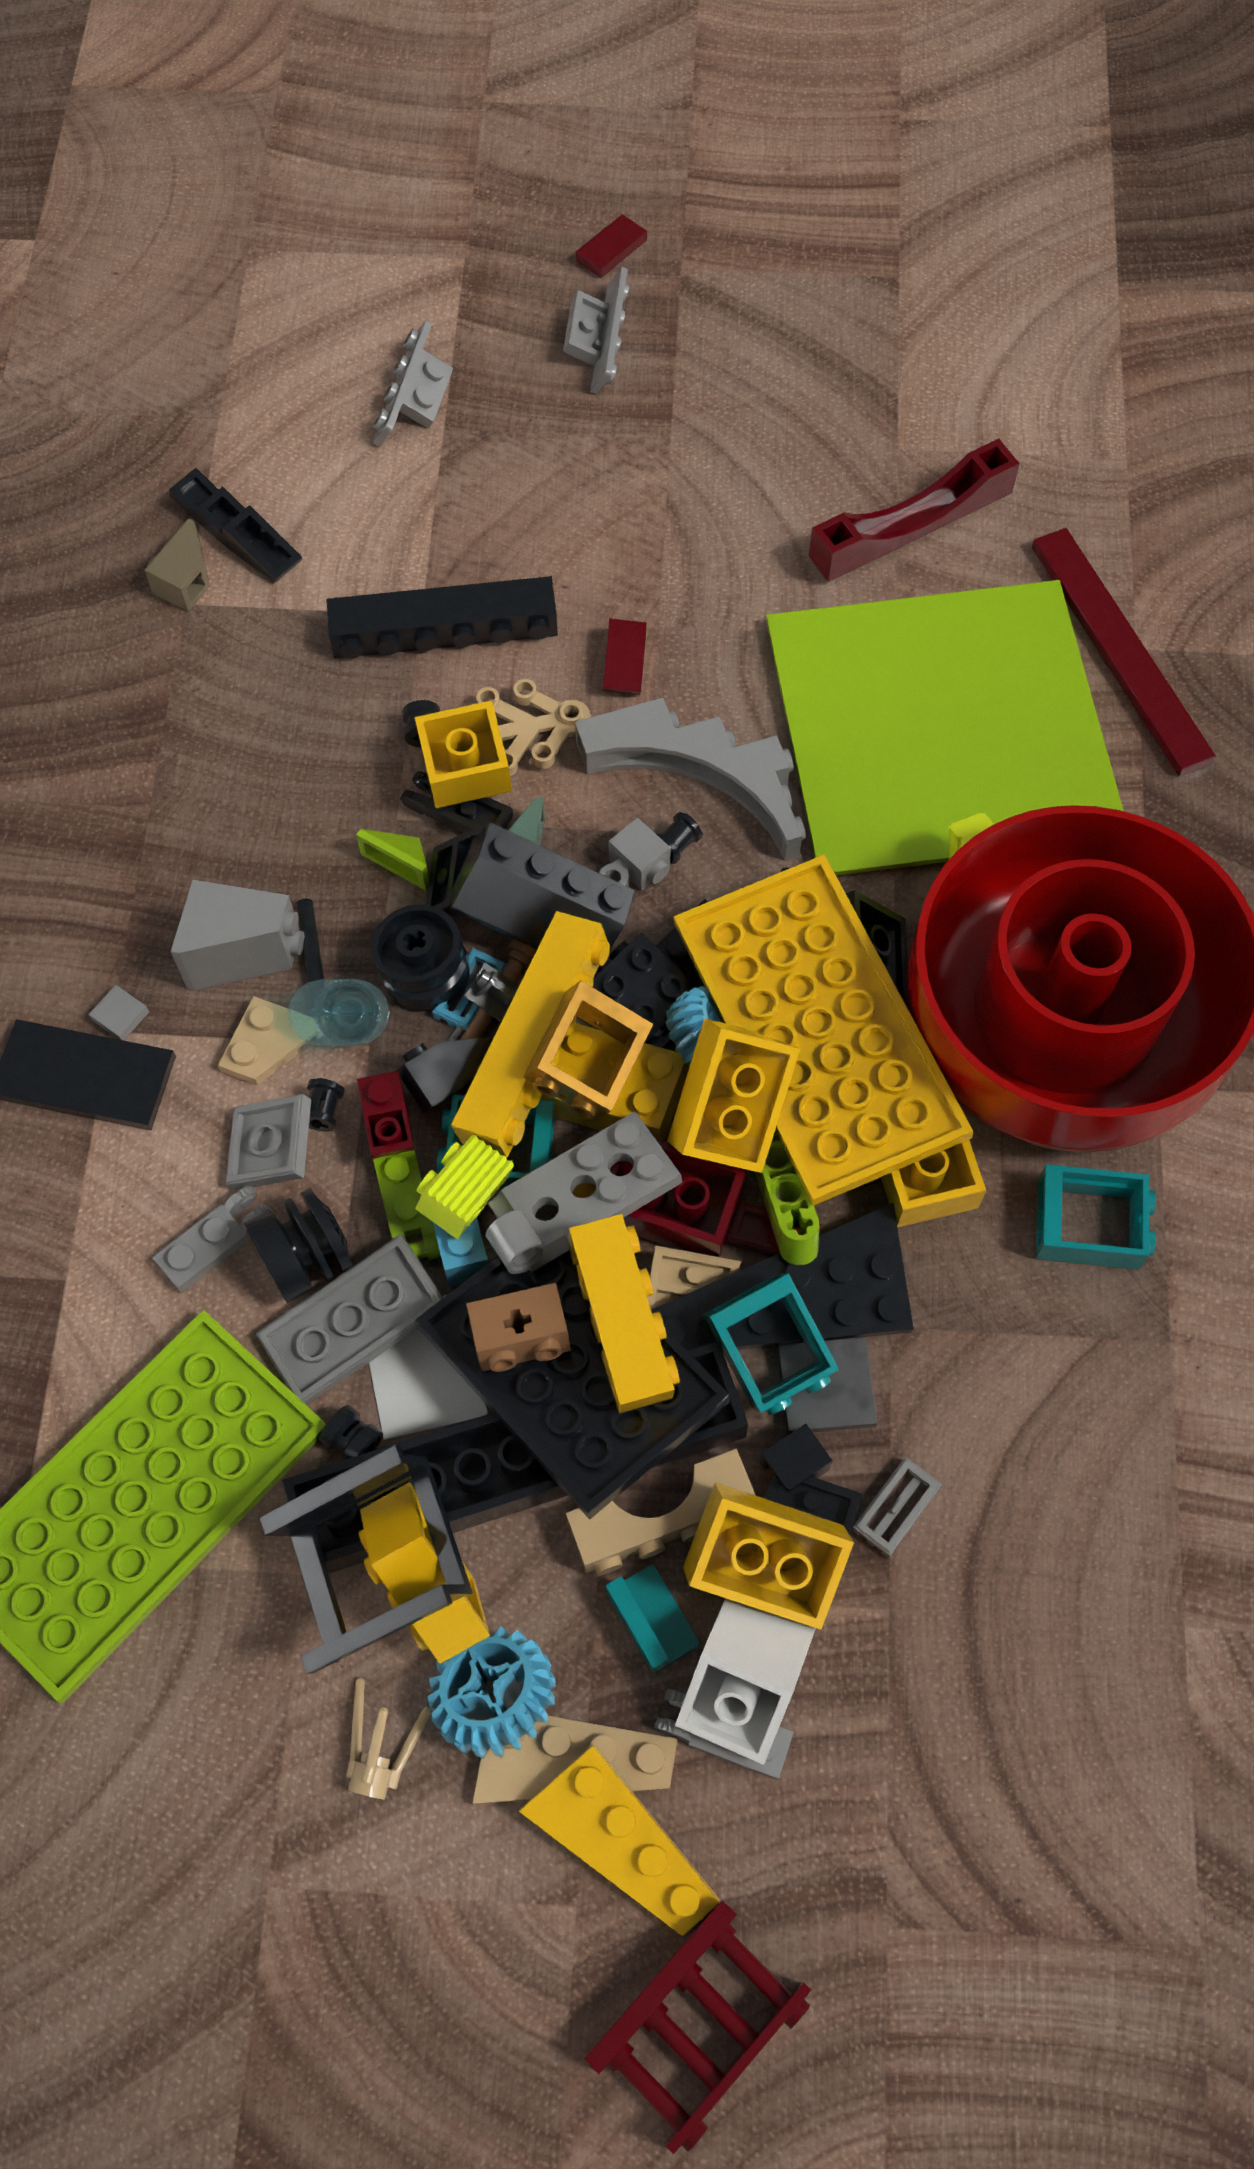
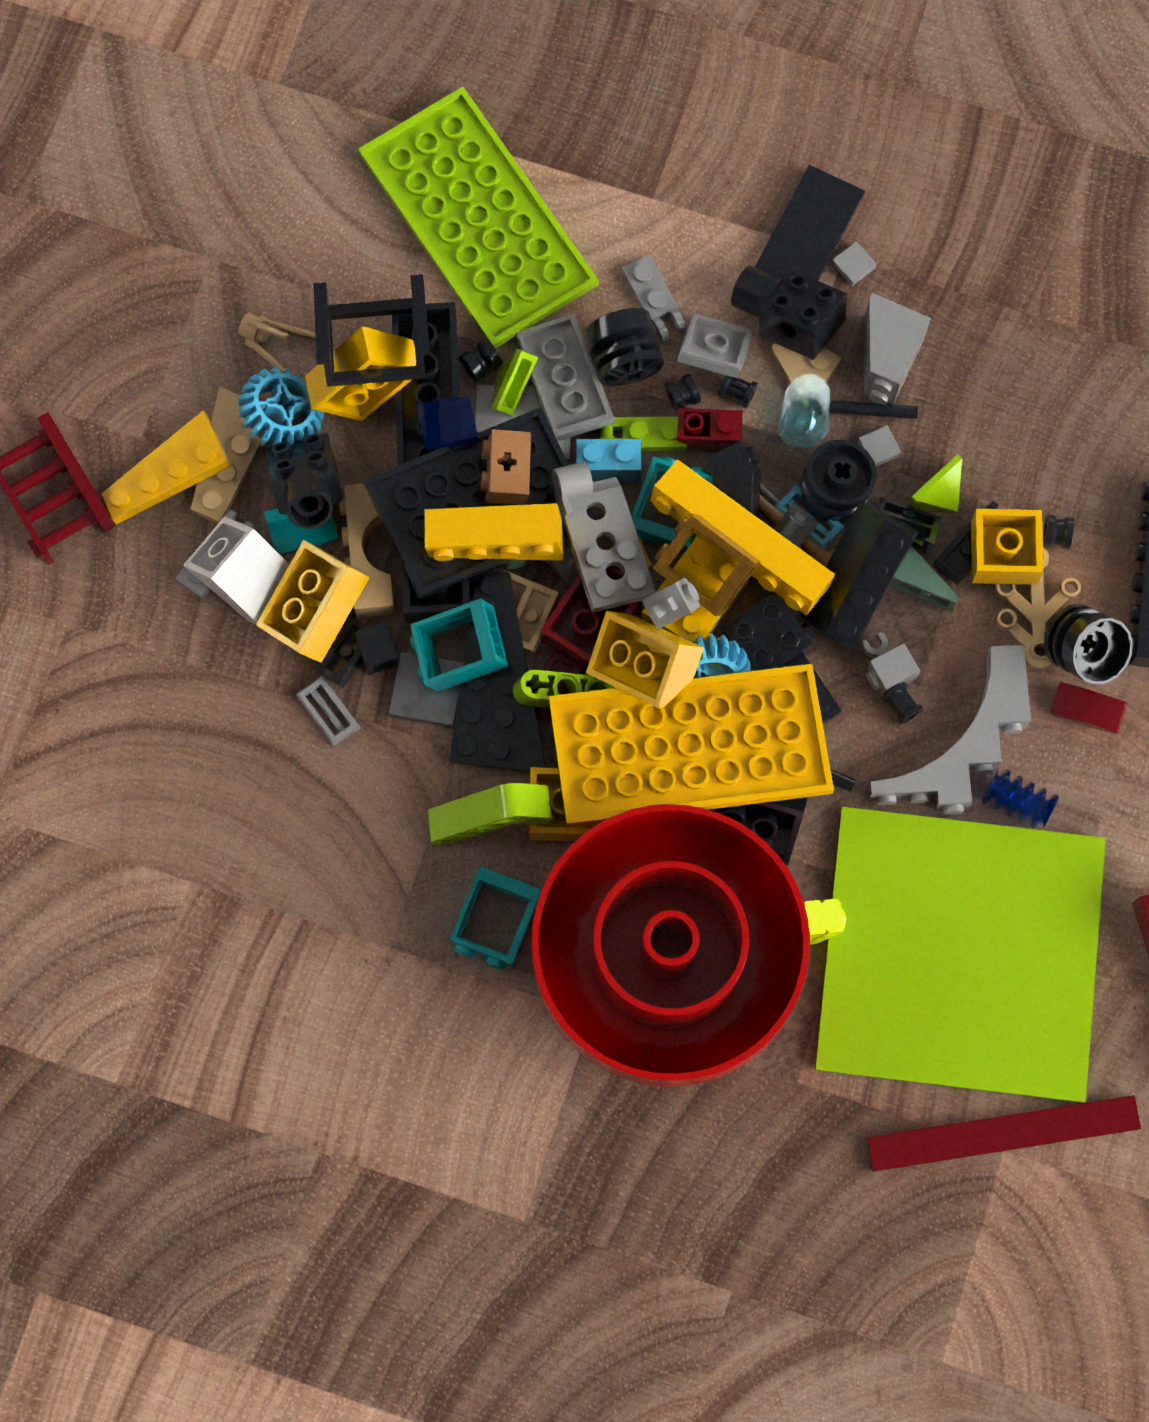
camera: 105 degrees right, 10 degrees up
(202, 1057) = (791, 308): none -> black brick
(341, 1168) = (682, 392): none -> black wheel
(356, 932) = (880, 445): none -> light grey tile
(374, 1387) = (512, 381): none -> lime slope
(463, 1186) = (630, 459): neon yellow brick -> none
(469, 1432) = (447, 422): none -> clear blue piece
(558, 654) = (1088, 644): none -> black wheel
(597, 1615) = (305, 472): none -> black brick
(654, 1072) = (672, 603): none -> light grey brick
(753, 695) = (1020, 798): none -> clear blue piece
(982, 1244) = (489, 811): none -> lime beam

